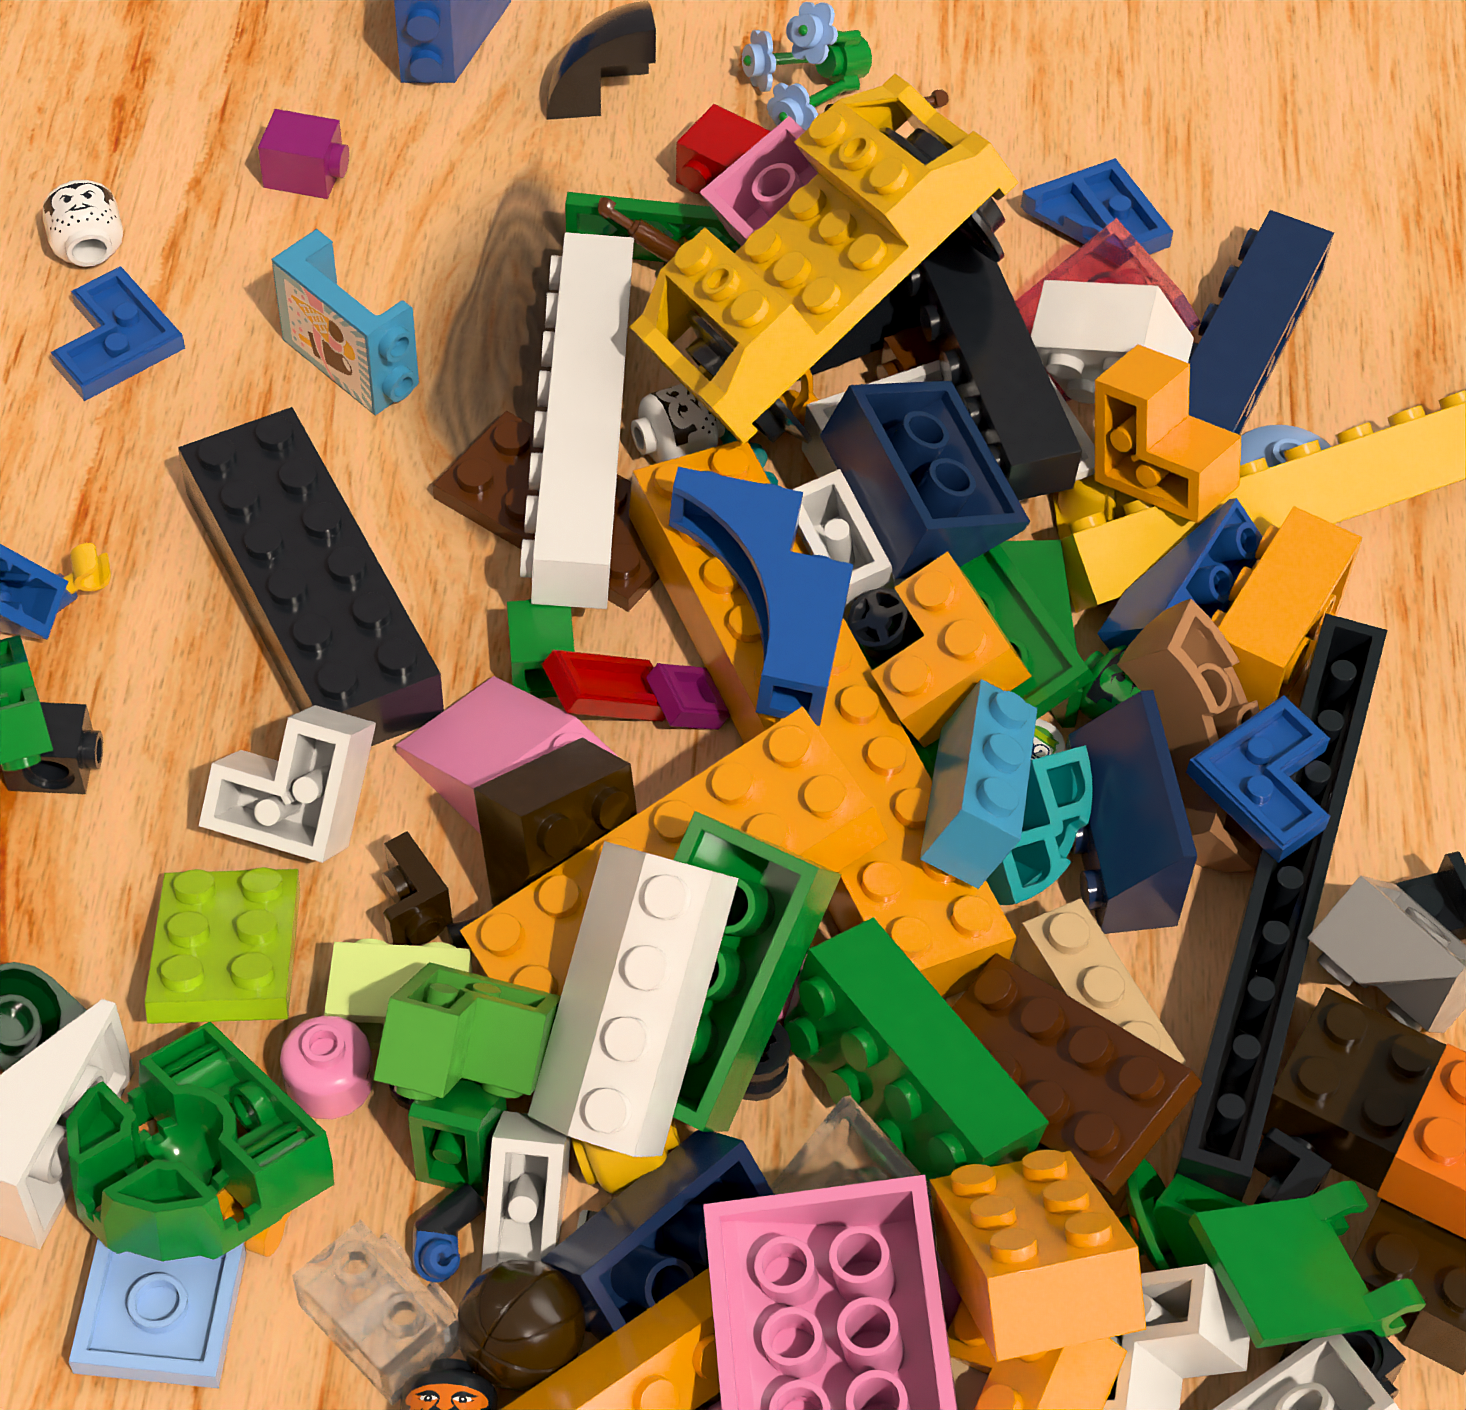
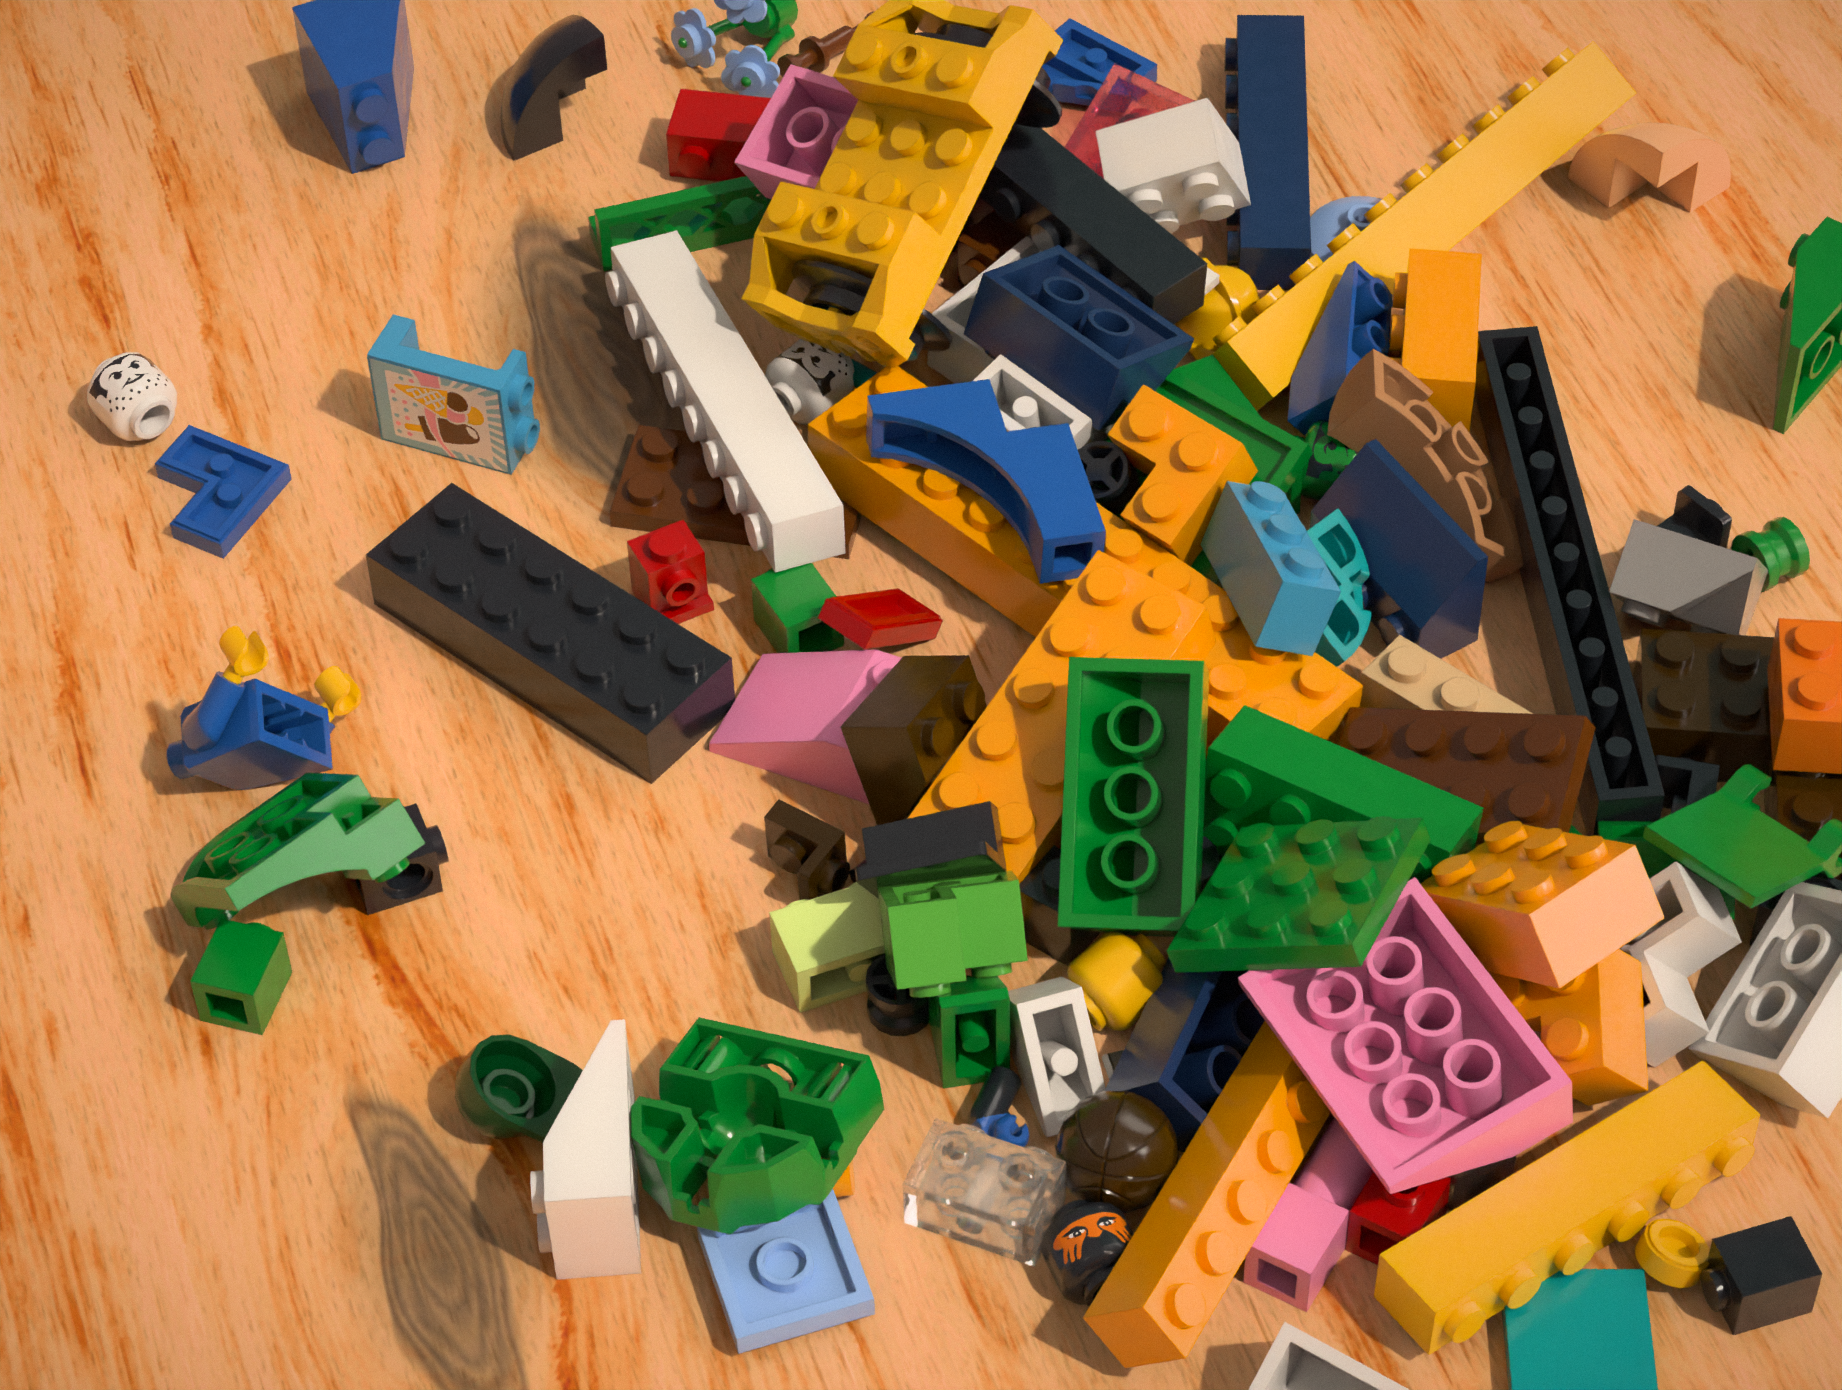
camera: 20 degrees left, 5 degrees down
(224, 946) = (666, 956): lime plate -> none
(302, 154) = (307, 265): magenta brick -> none
(303, 799) = (663, 817): white brick -> none
(327, 1067) = (822, 1010): bright pink head -> none
(445, 568) = (670, 572): none -> red brick
(499, 945) = (933, 847): none -> black panel
(632, 1001) = (1081, 837): white slope -> none
(642, 232) = (714, 234): reddish brown piece -> none
(688, 696) = (952, 604): magenta tile -> none
(810, 1144) = (1300, 895): none -> green plate
(1152, 443) = (1260, 241): light orange brick -> none
(1252, 781) = (1491, 479): blue tile -> none

